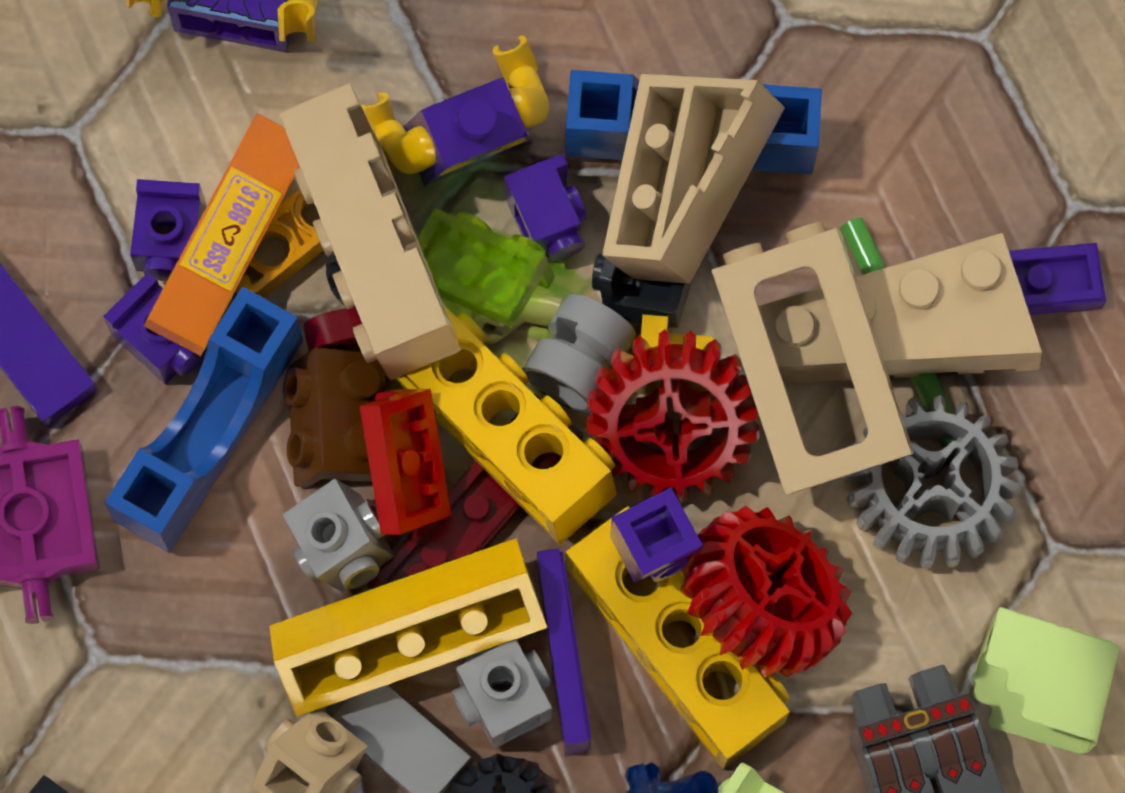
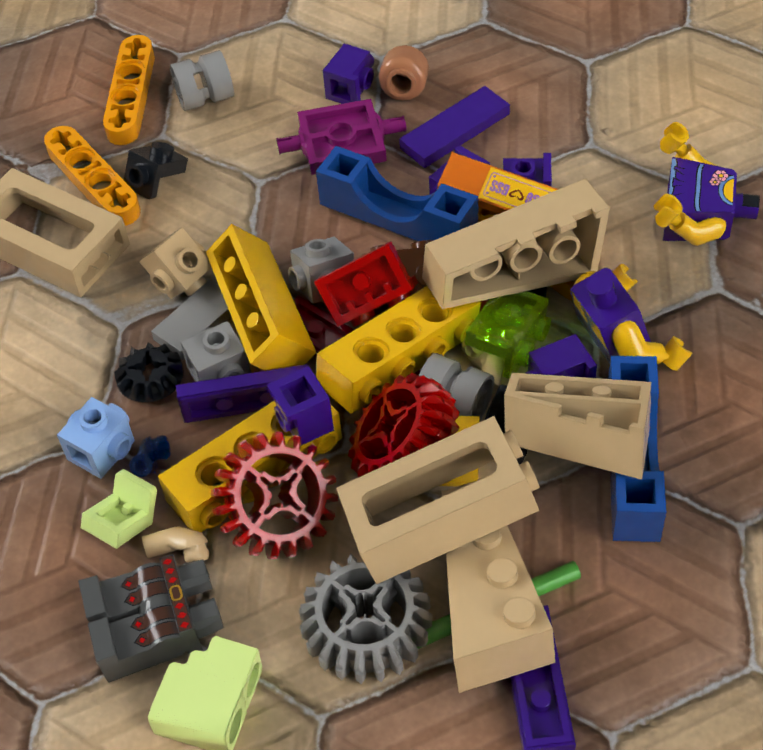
camera: 95 degrees right, 20 degrees down
(801, 737) = (175, 539): none -> tan arm

